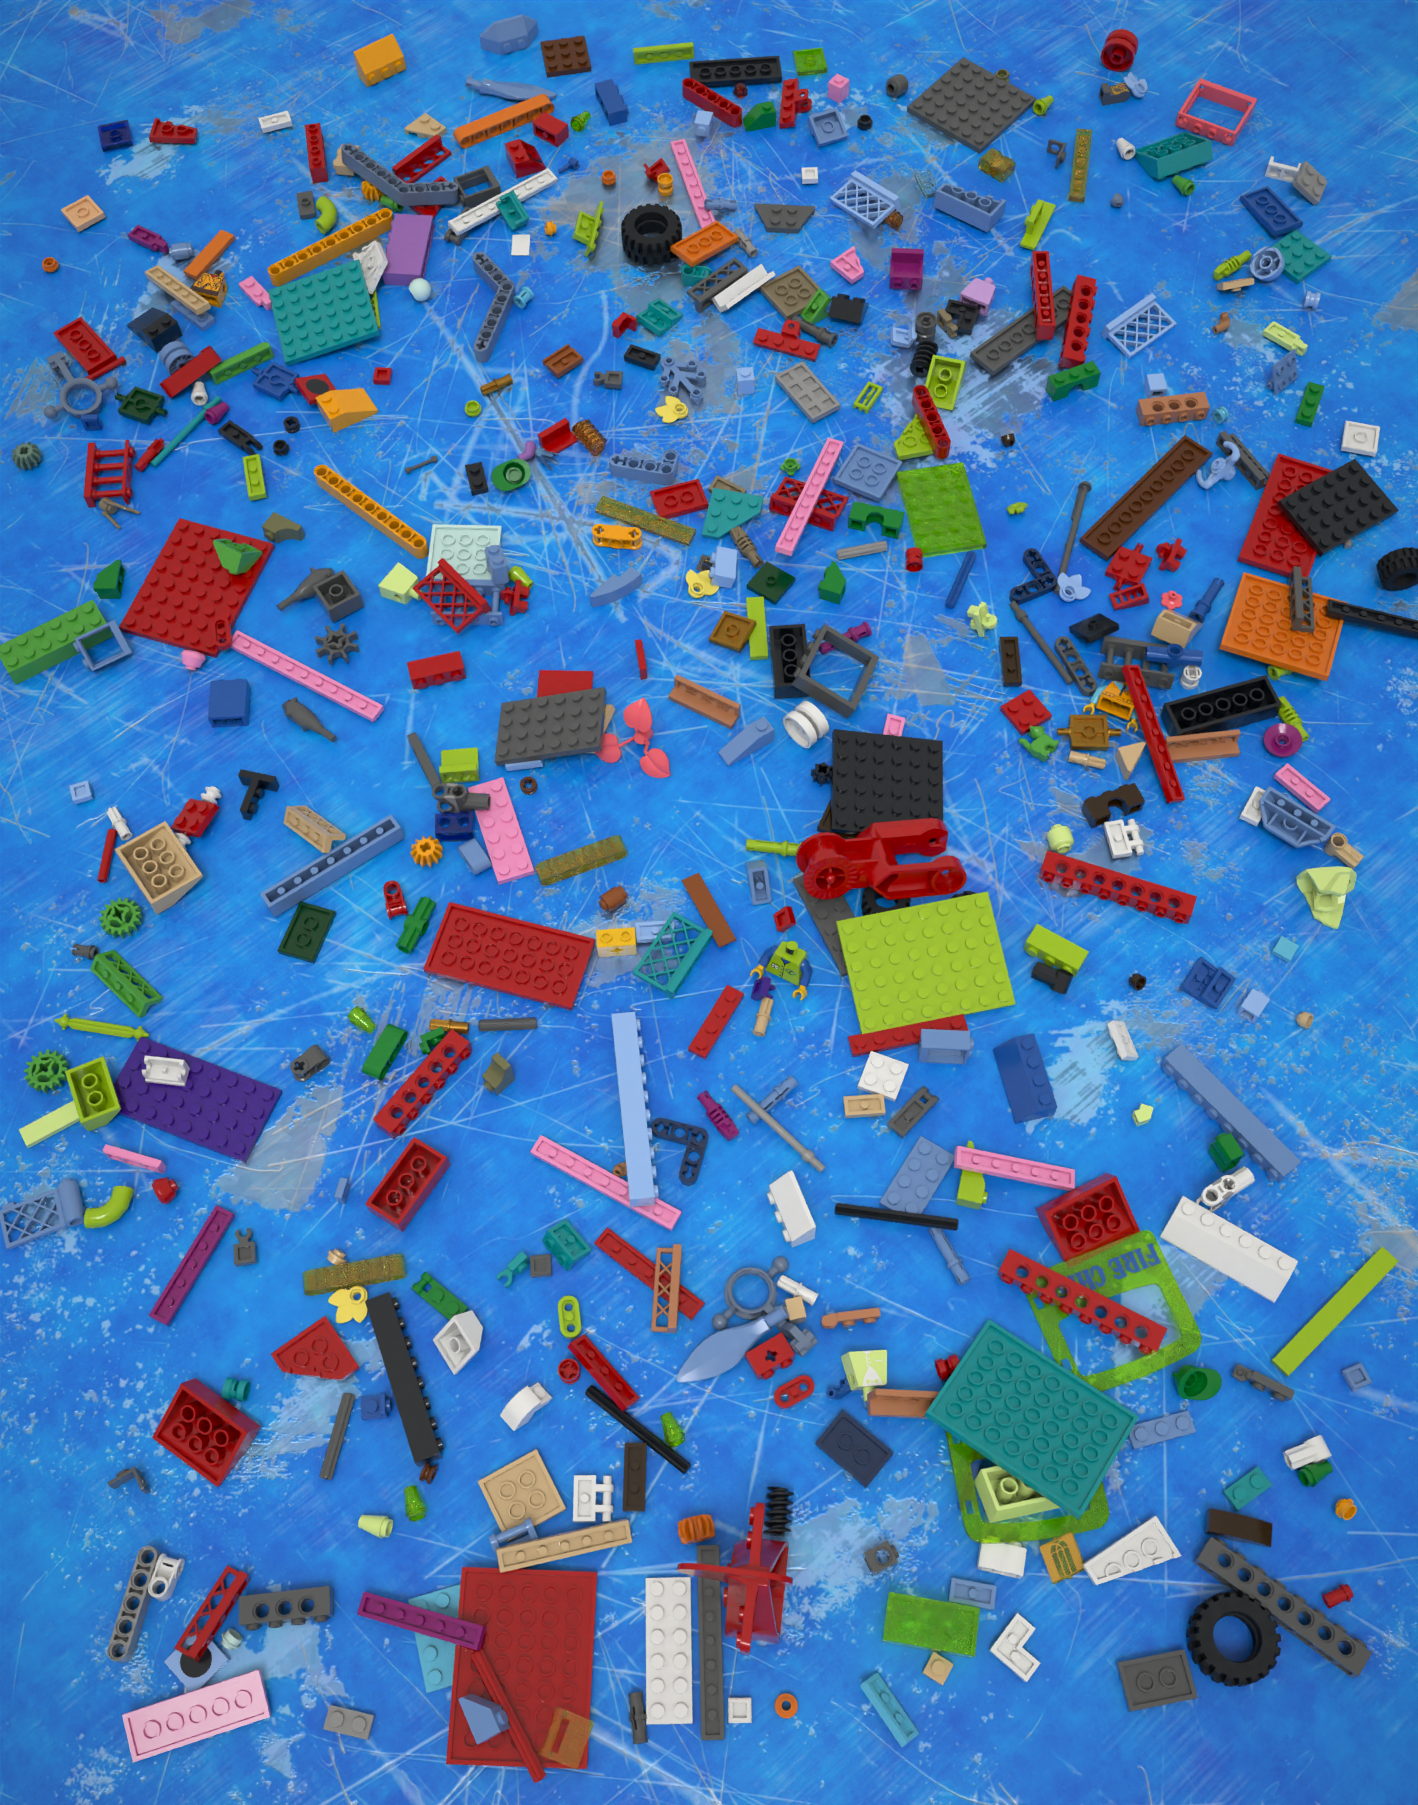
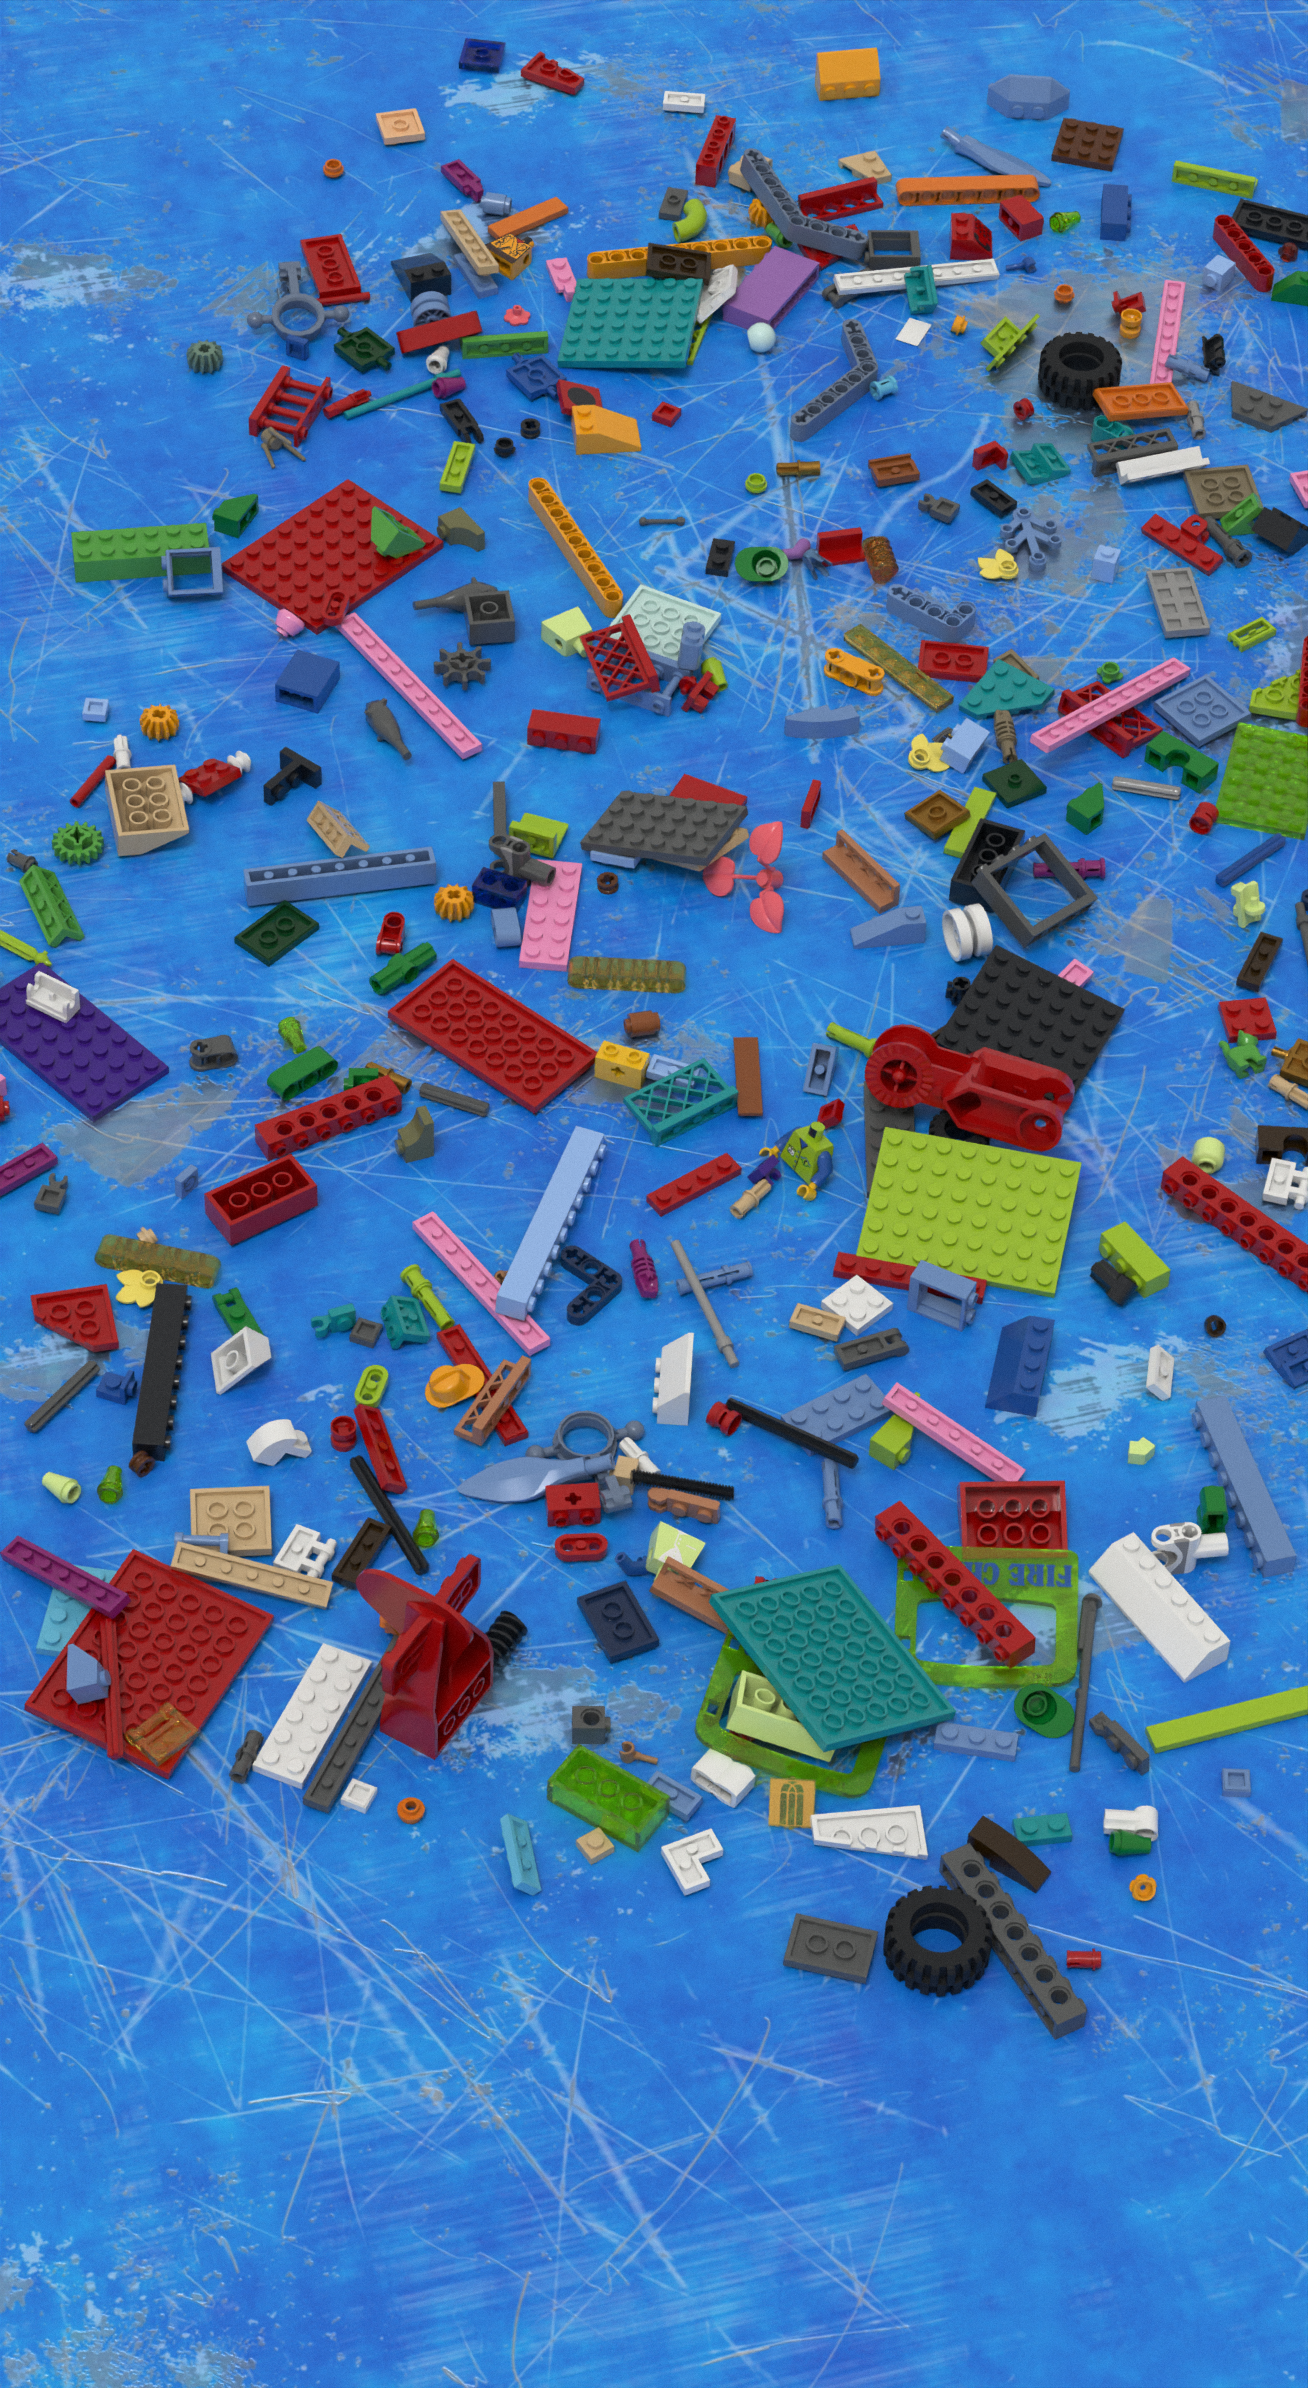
camera: 20 degrees right, 15 degrees down
(134, 784) = (159, 722): none -> light orange gear
(238, 336) = (517, 316): none -> coral plant
(335, 253) = (677, 263): none -> dark brown plate
(565, 1209) = (422, 1290): none -> lime pin
(627, 278) = (1023, 409): none -> red bush
(629, 1285) = (453, 1384): none -> light orange piece
(734, 189) = (1213, 353): none -> black hinge
(835, 1225) = (723, 1418): none -> red wheel
(841, 1302) = (682, 1484): none -> black axle
(926, 1566) = (631, 1755): none -> medium nougat hand
(1177, 1267) = (1090, 1604): none -> dark grey bar

